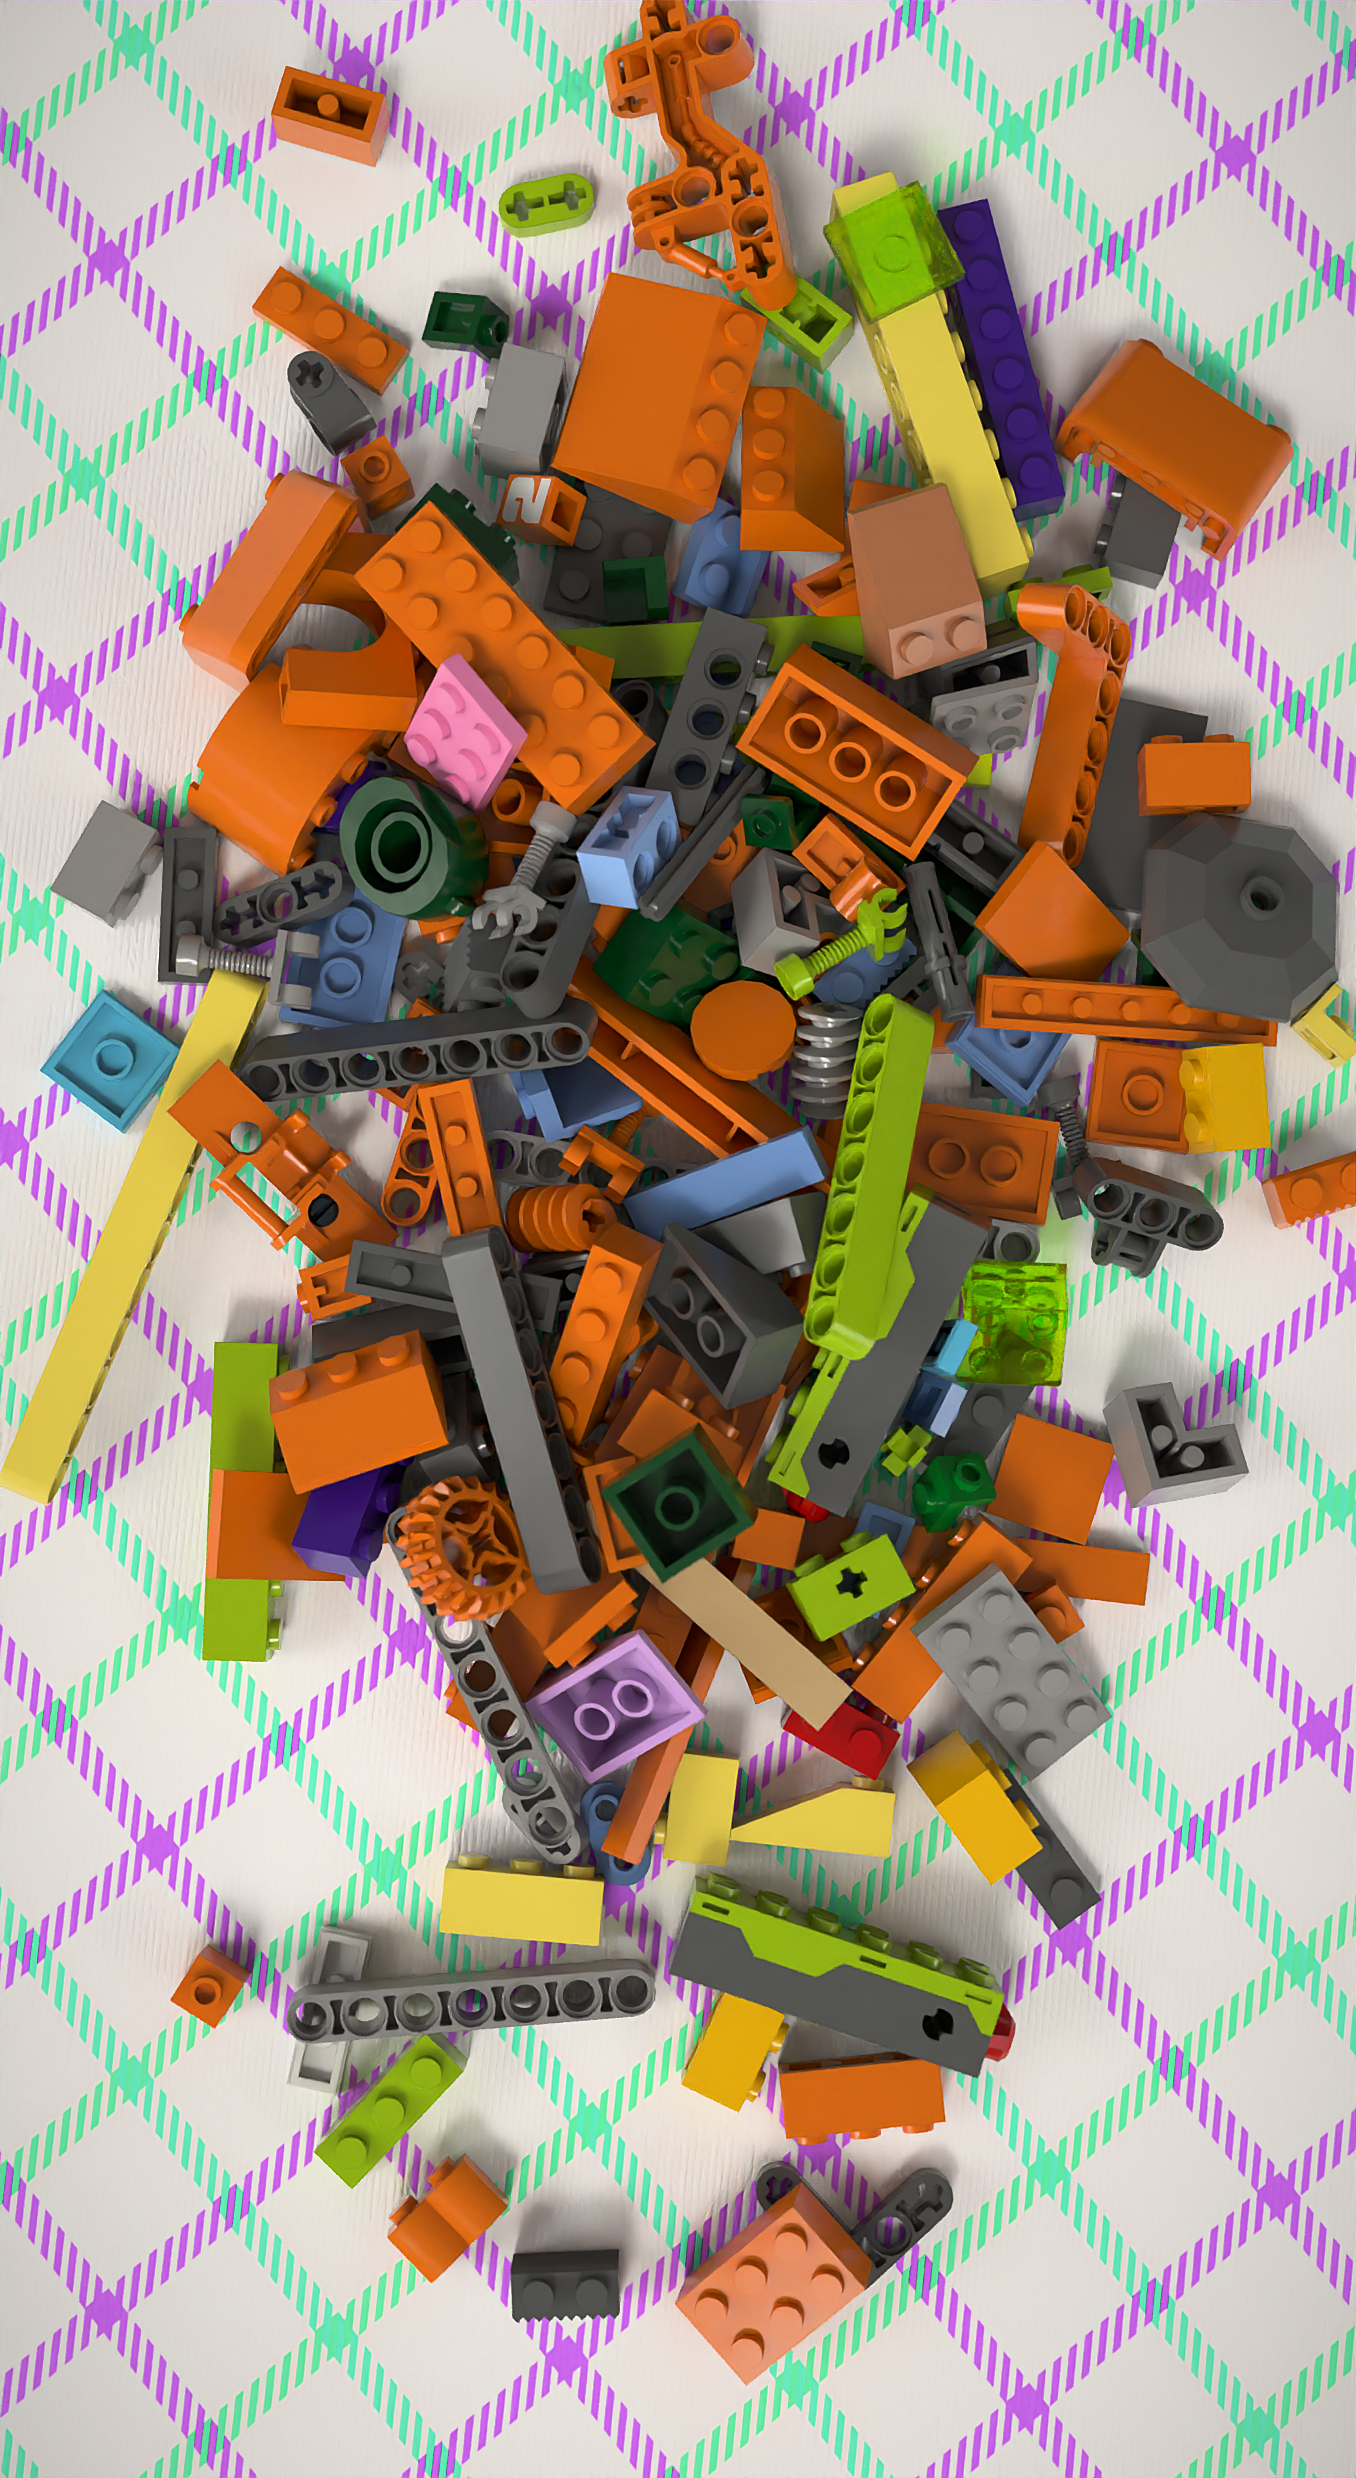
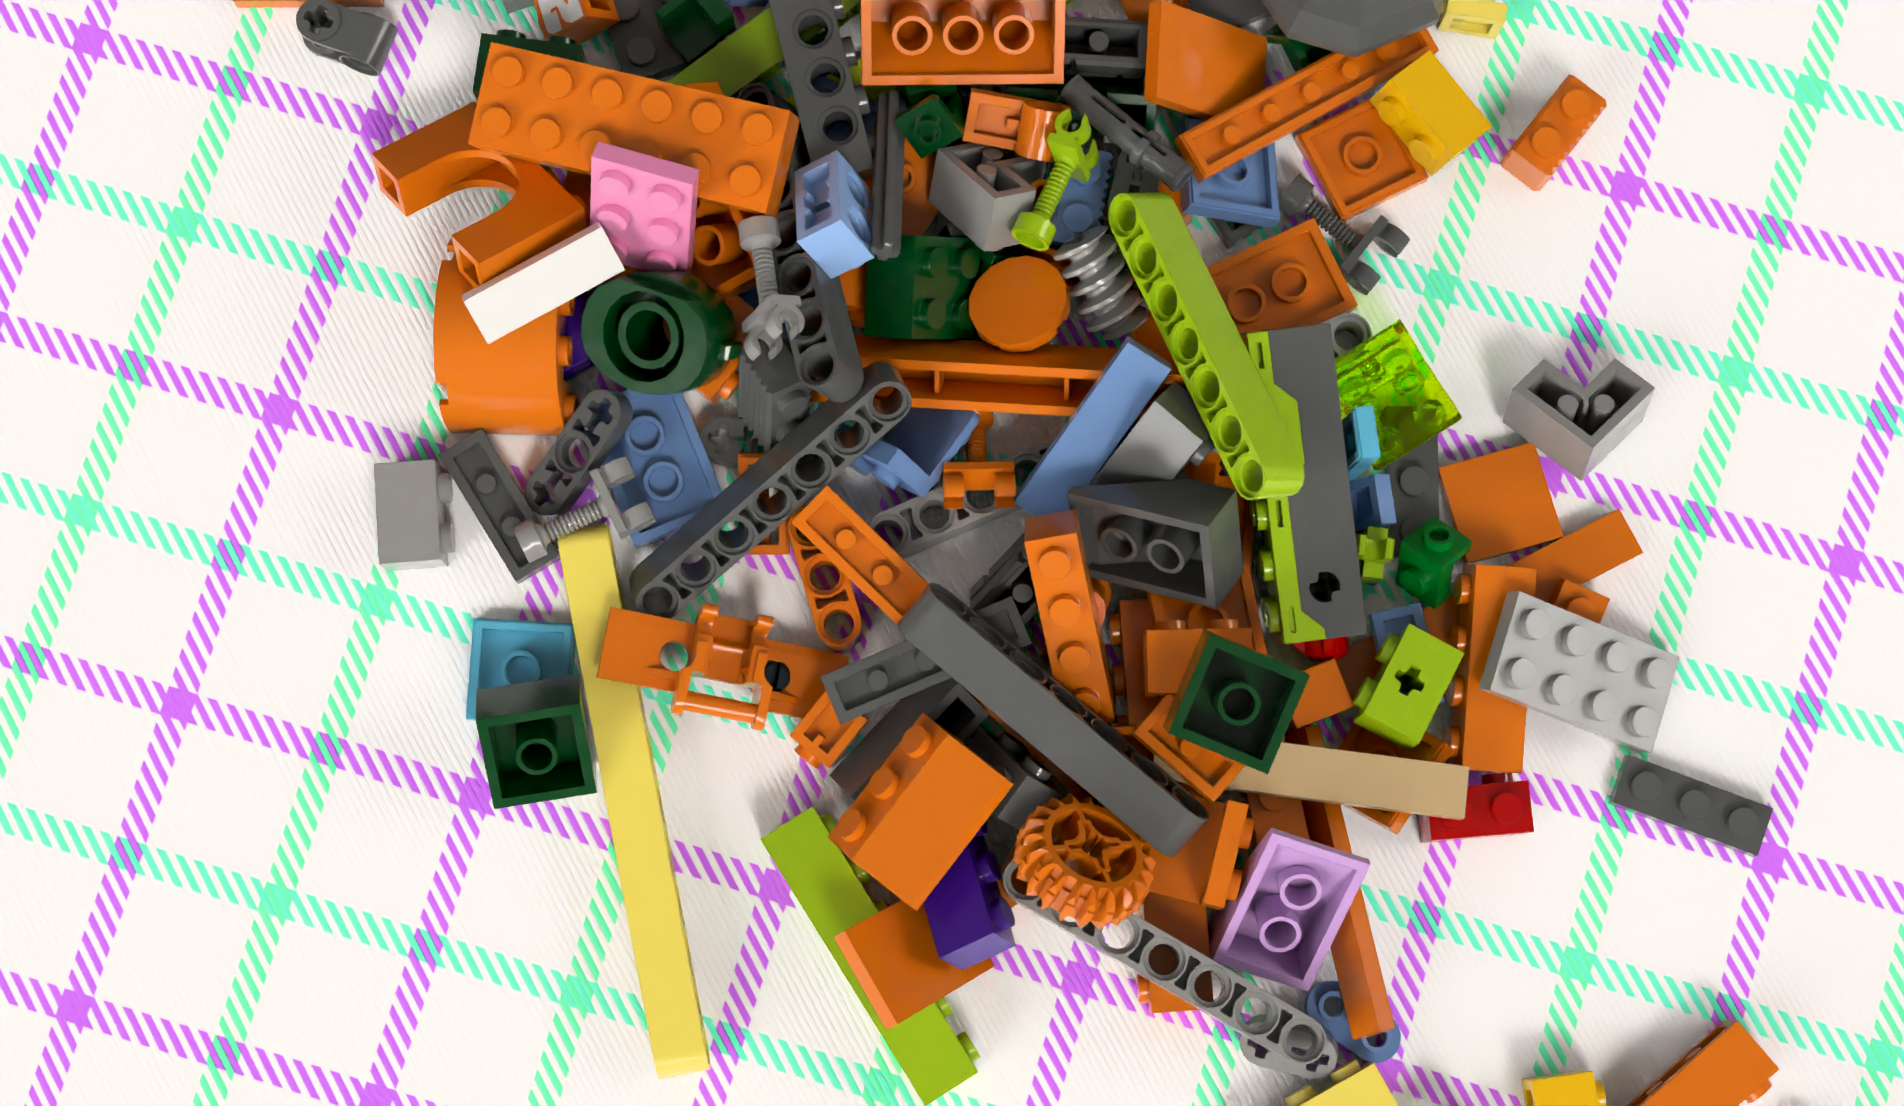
camera: 35 degrees left, 5 degrees down
(81, 1131) = (536, 741): none -> dark green brick
(270, 575) = (395, 196): orange windscreen -> none
(338, 741) = (543, 282): none -> white tile
(378, 477) = (426, 68): orange brick -> none
(557, 1218) = (974, 550): orange piece -> none
(699, 1809) = (1410, 953): light yellow brick -> none
(834, 1819) = (1516, 889): light yellow slope -> none
(841, 1976) = (1613, 1009): piece -> none
(971, 1799) = (1626, 796): yellow brick -> none
(1136, 1235) = (1433, 259): dark grey piece -> none

